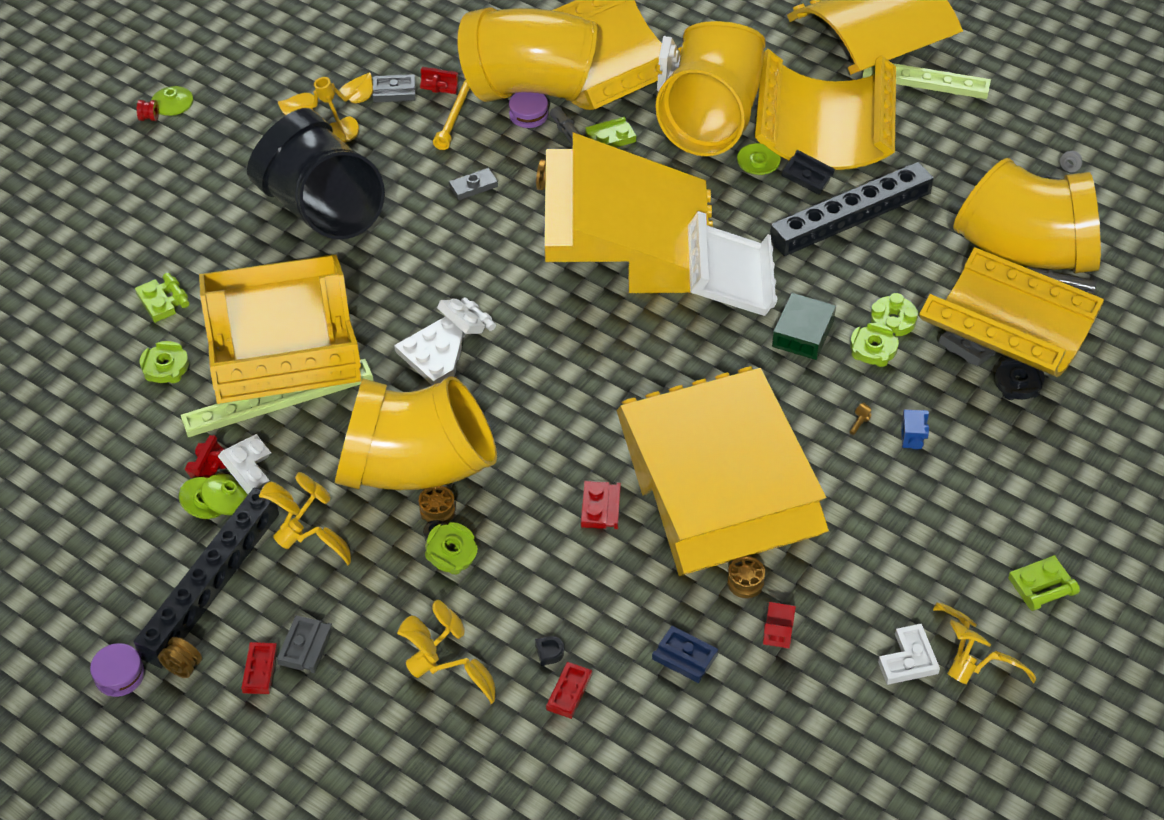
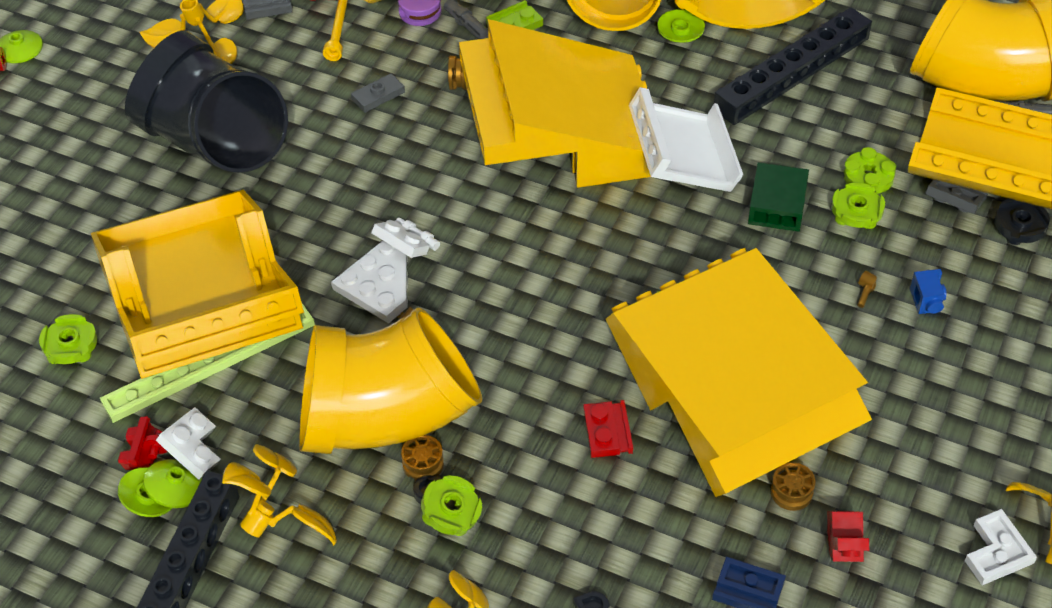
camera: 10 degrees left, 0 degrees up
(155, 300) = (44, 271): lime plate -> none
(808, 172) = (737, 33): black plate -> none

